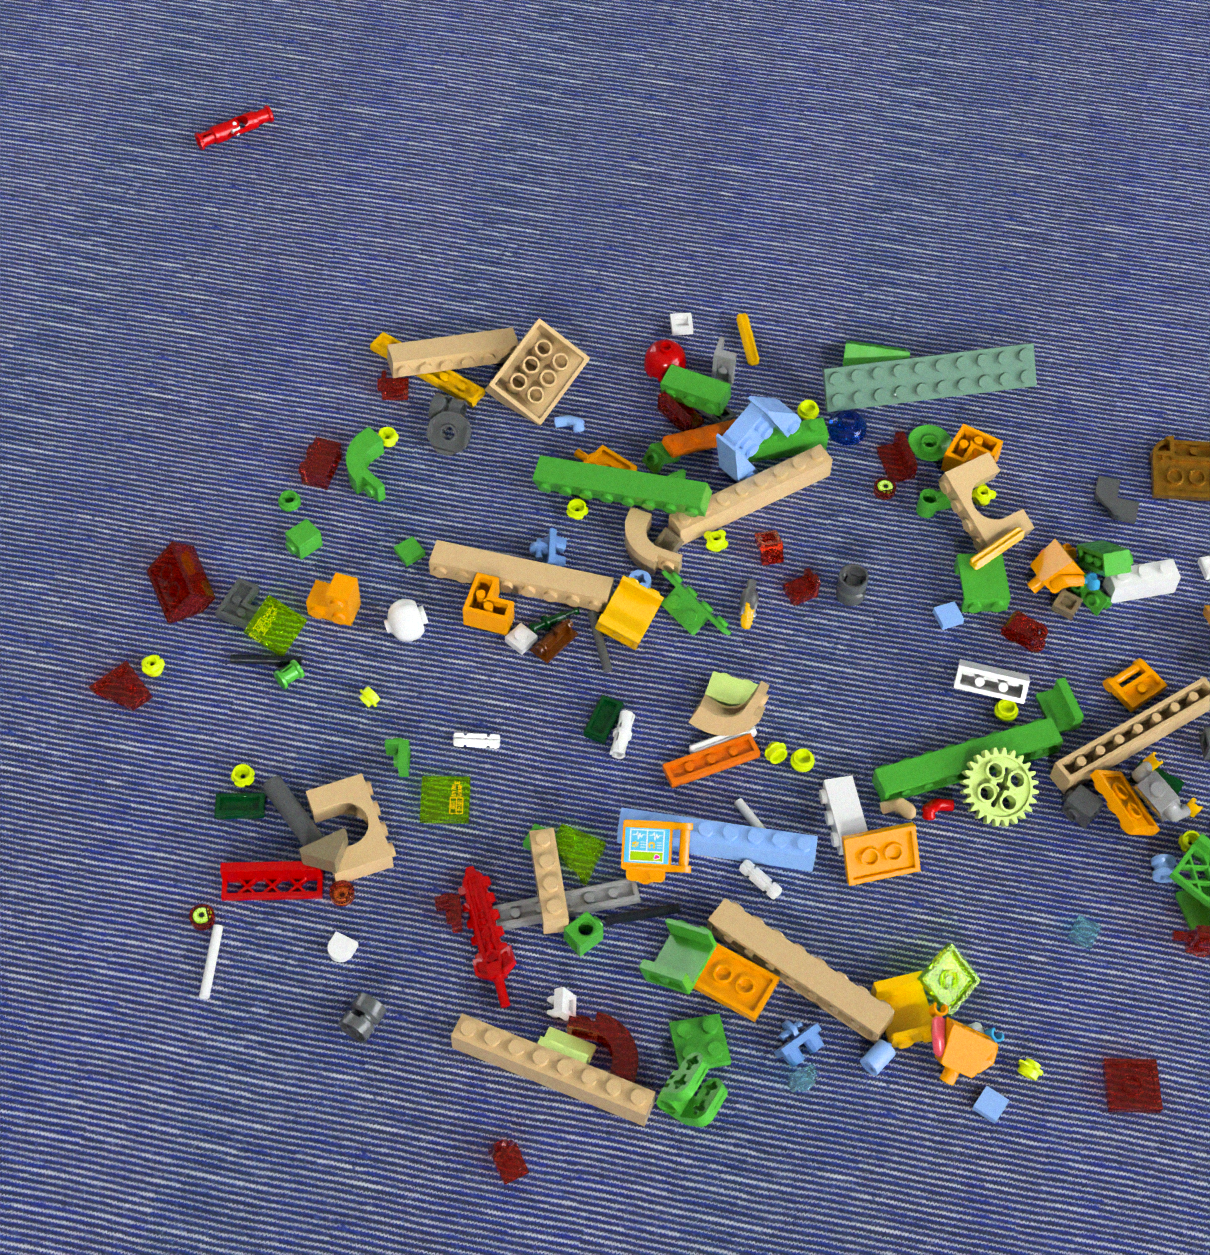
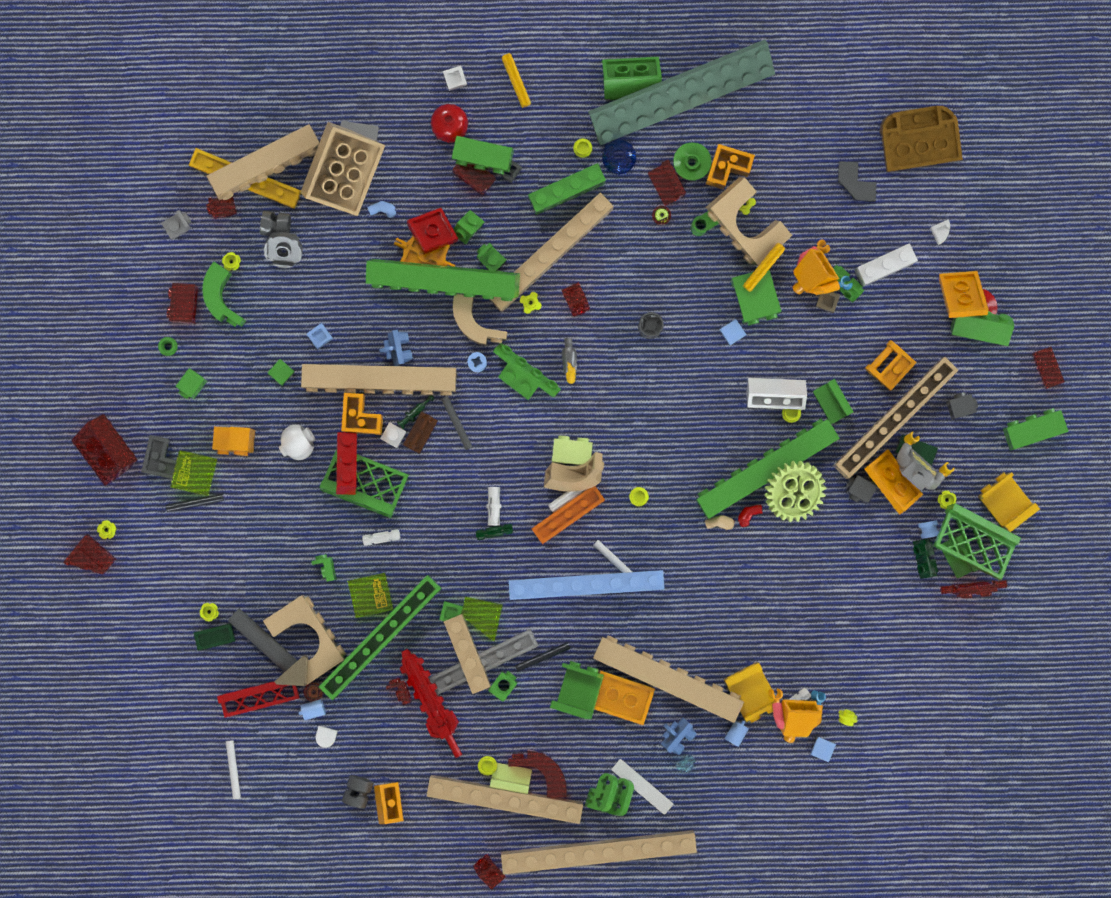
camera: 15 degrees left, 30 degrees up
(202, 917) = (215, 736): tile -> none
(288, 674) = (217, 514): bright green bush -> none
(334, 910) = (312, 709): none -> light blue piece
(340, 394) = (177, 224): none -> light grey bracket
(369, 697) = (287, 519): neon yellow plate -> none
(398, 1038) = (388, 803): none -> light orange brick
(443, 842) = (380, 637): none -> bright green brick
(458, 645) = (346, 463): none -> red brick
(461, 689) = (362, 499): none -> bright green fence
(464, 526) = (319, 336): none -> light blue tile
(539, 1026) = (487, 765): none -> neon yellow plate
(564, 1004) = (501, 746): white tile -> none
(577, 504) = (410, 304): neon yellow plate -> none
(603, 719) = (475, 494): dark green tile -> none
(616, 762) = (494, 531): none -> dark green axle
(621, 448) = (432, 230): none -> red tile
(629, 612) = (475, 396): yellow panel -> none
(649, 849) = (537, 611): piece -> none
(662, 1165) = (598, 852): none -> tan brick
(669, 540) = (492, 317): dark tan plate -> none
(695, 439) = (500, 202): orange plate -> none
(703, 1036) = (606, 751): bright green plate -> none
(723, 363) = (501, 125): light grey panel -> none
(743, 1106) = (643, 787): none -> white sticker
(748, 433) = (535, 224): light blue wedge -> none
(760, 879) = (625, 607): white axle -> none
(776, 752) = (617, 494): neon yellow plate -> none
(802, 588) = (610, 334): clear red bracket -> none
(842, 808) = (679, 540): white brick -> none
(880, 853) = (713, 570): light orange plate -> none
(949, 978) = (779, 662): clear neon green tile -> none
(1023, 630) = (793, 335): clear red piece -> none
(1084, 932) = (874, 595): clear light blue plate -> none
(1104, 558) = (853, 258): bright green brick -> none
(1132, 1085) = (922, 712): clear red plate -> none
(1153, 893) = (926, 567): none -> dark green hinge

